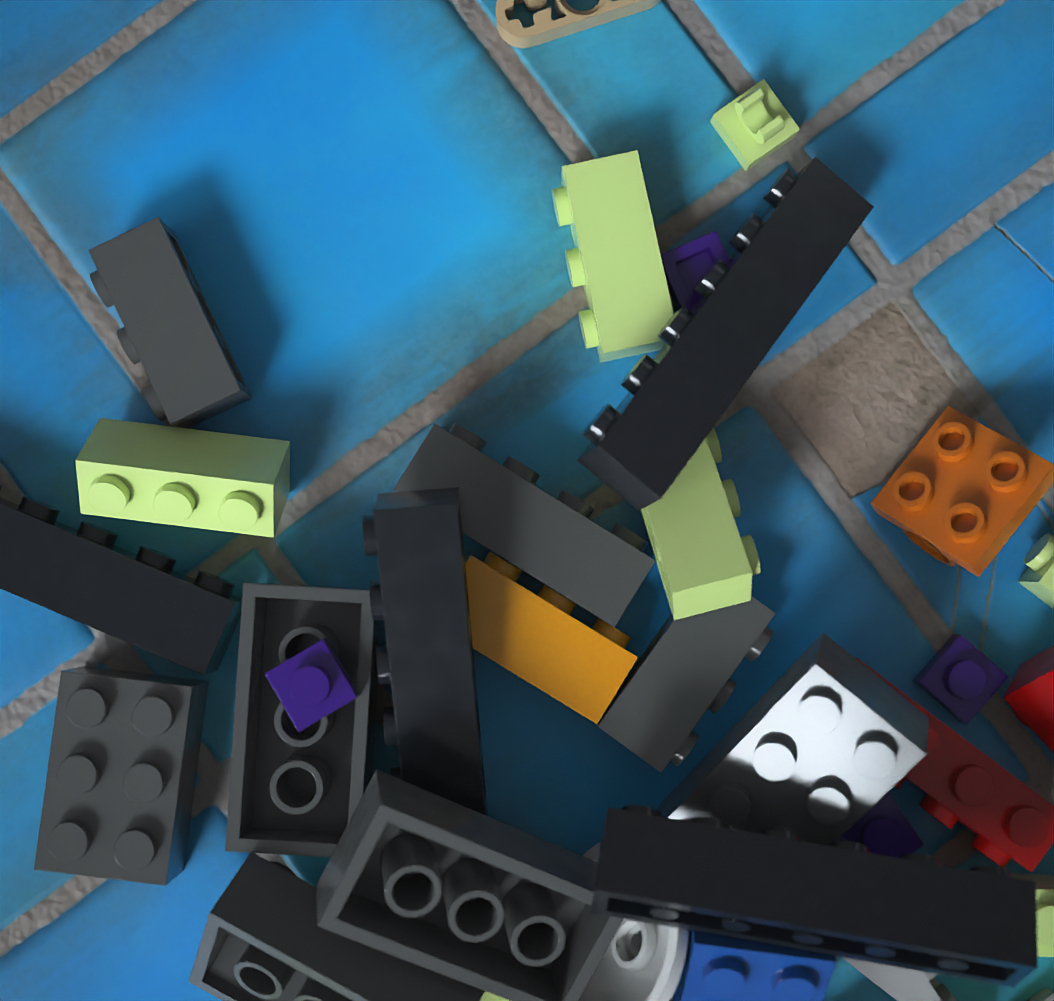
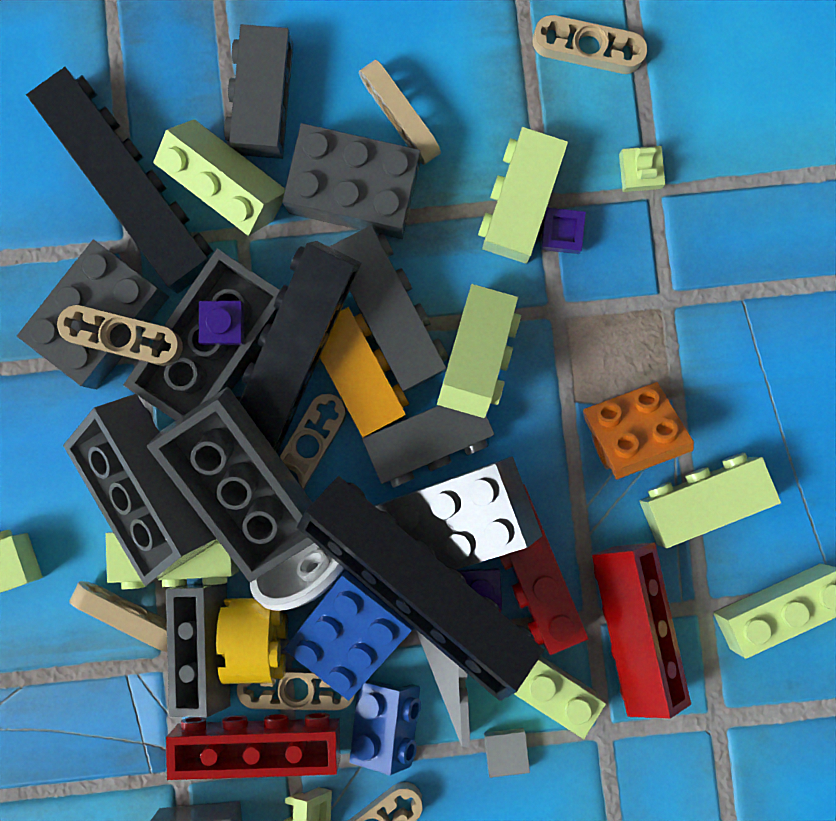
camera: 30 degrees right, 0 degrees up
(130, 782) = (111, 320): none -> tan beam
(369, 376) = (351, 181): none -> dark grey brick
(378, 241) = (399, 111): none -> tan beam
(537, 806) = (307, 466): none -> tan beam
(724, 335) = (556, 266): black brick -> none
(960, 678) = (576, 533): dark purple plate -> none

